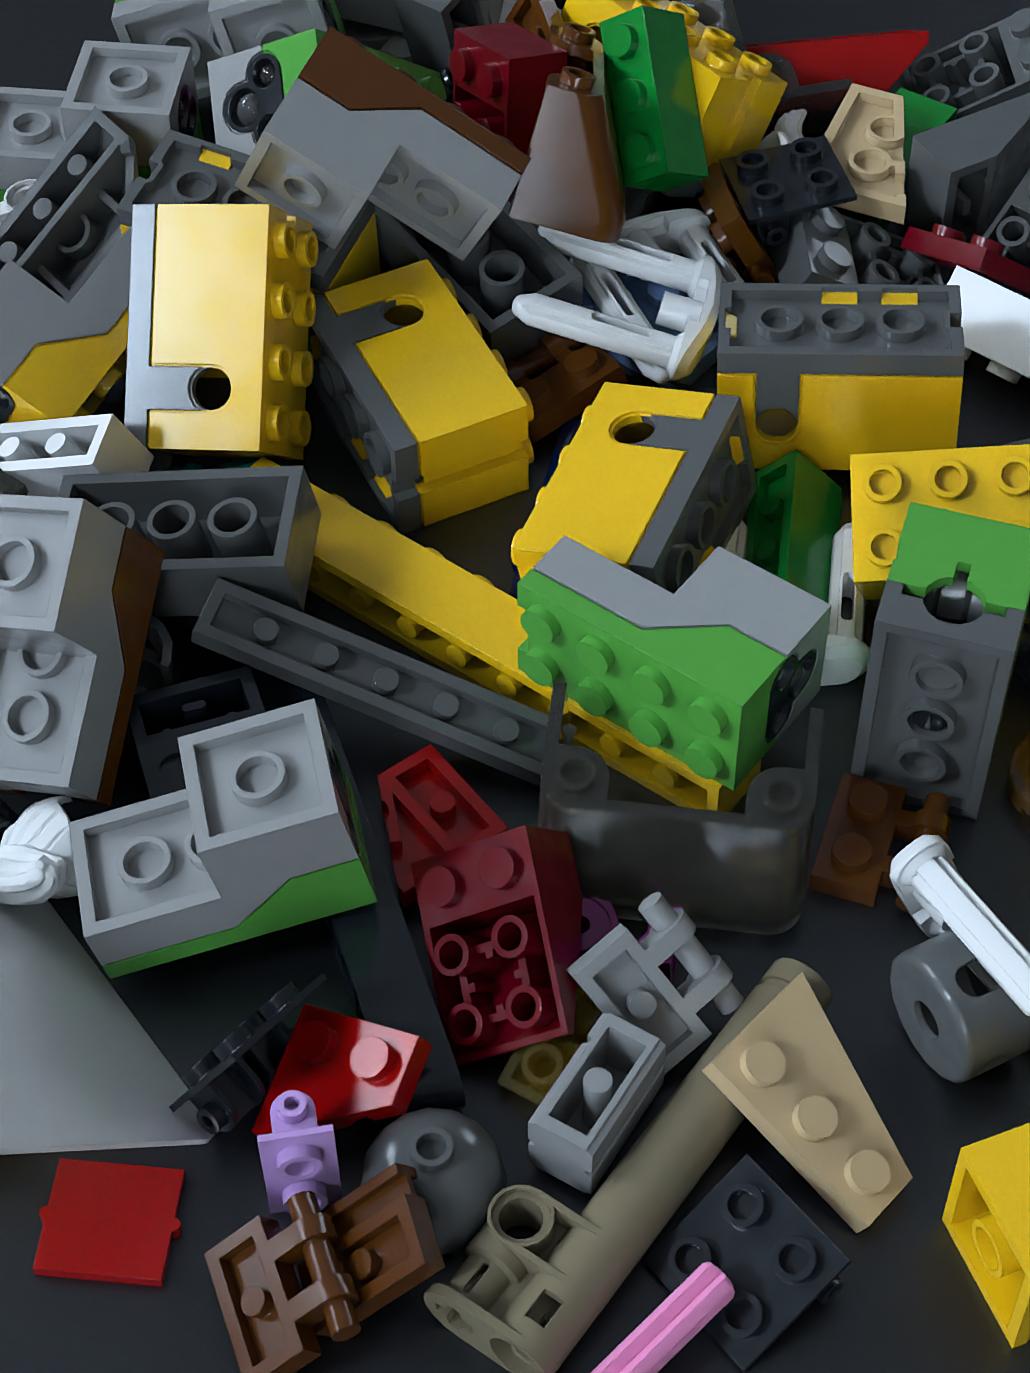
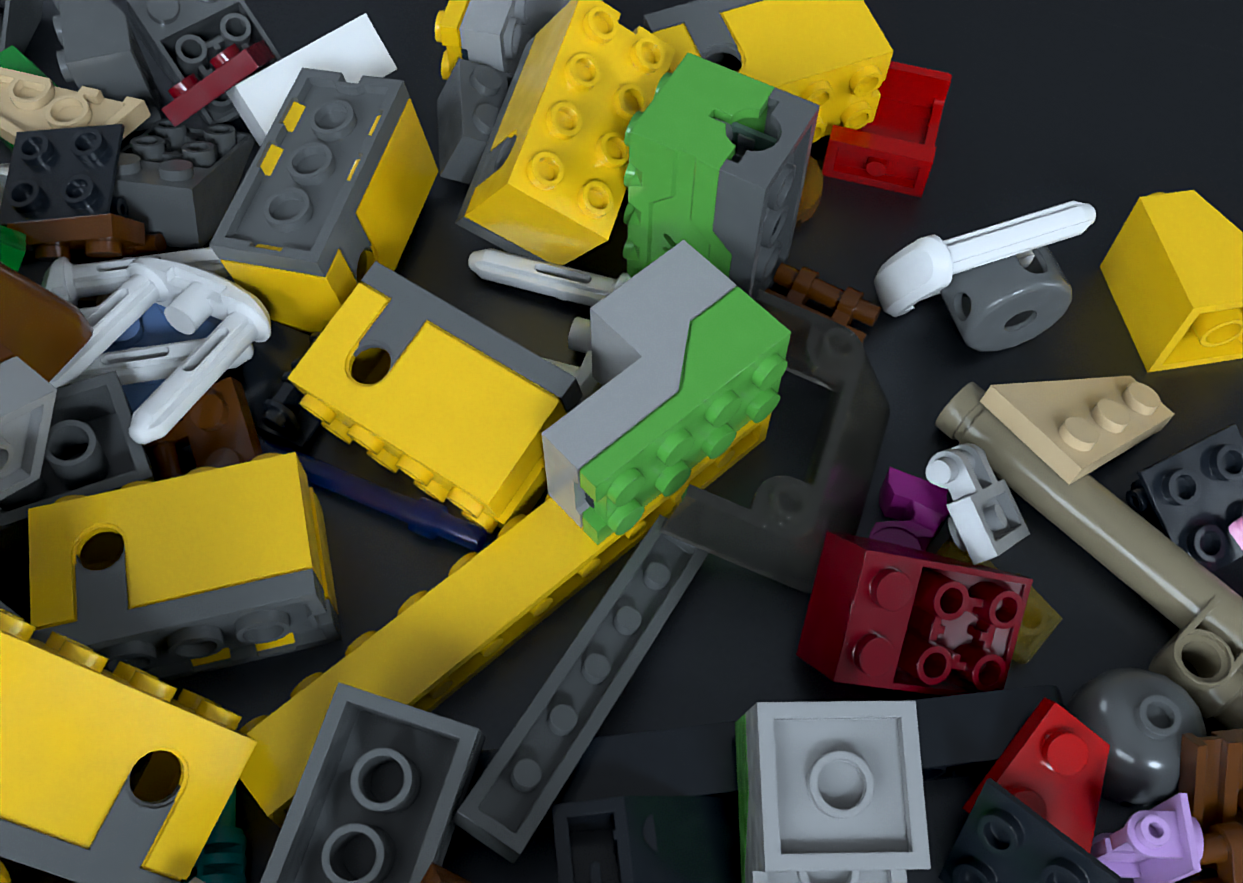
camera: 80 degrees left, 10 degrees up
(429, 813) = (735, 664): red wing -> none
(596, 1102) = (1084, 576): light grey brick -> none
(794, 523) = (507, 309): green panel -> none

